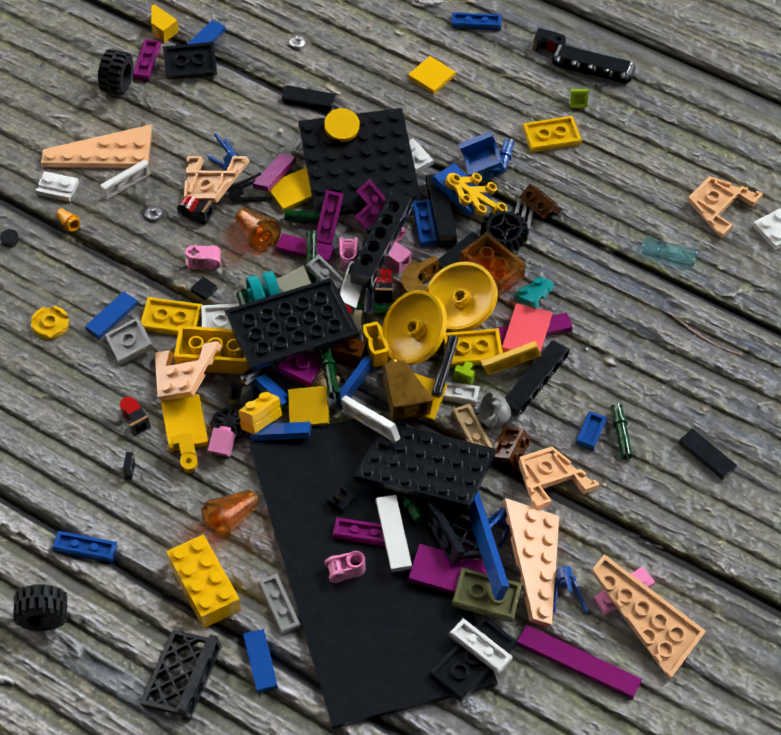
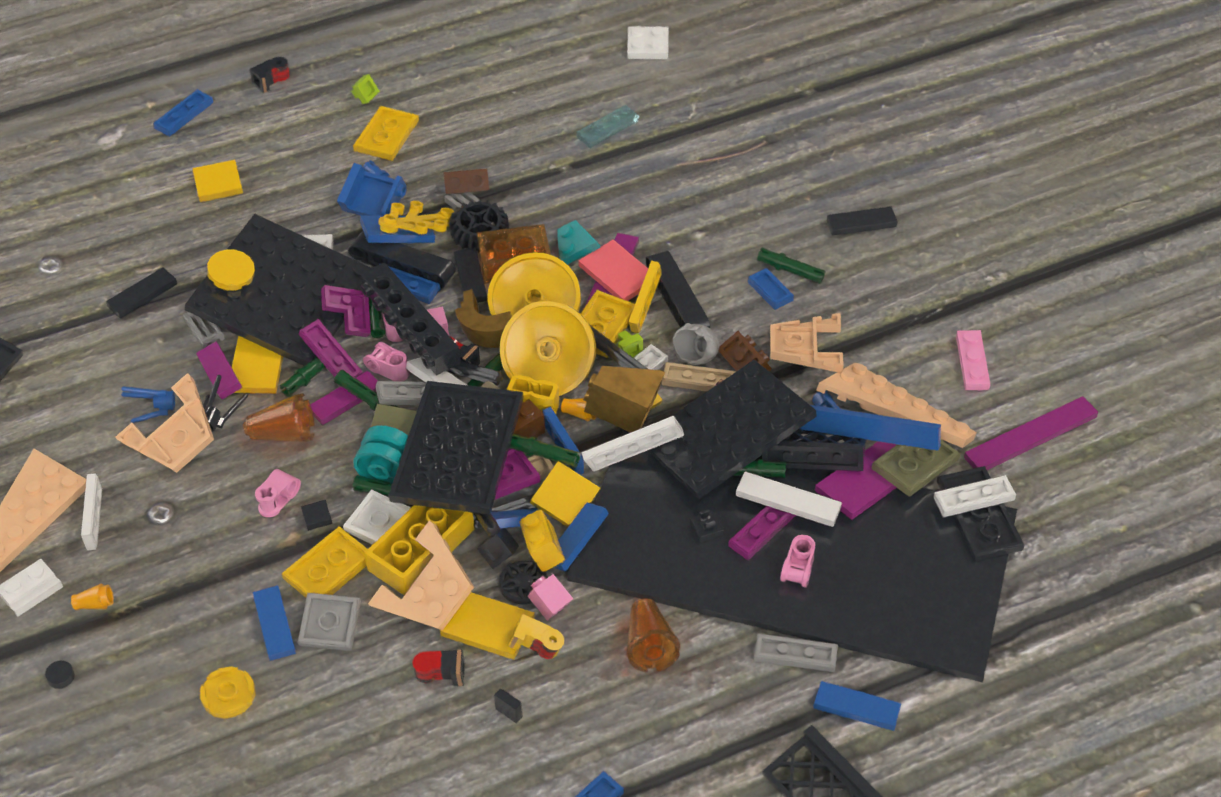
camera: 55 degrees left, 5 degrees down
(196, 209) = (199, 466): black leg -> none
(203, 581) = (722, 706): yellow brick -> none
(566, 579) = (932, 393): blue plant -> none
(593, 63) = (332, 58): black beam -> none
(658, 624) = (1030, 350): light nougat wing -> none
(715, 197) = (577, 65): light nougat wing -> none

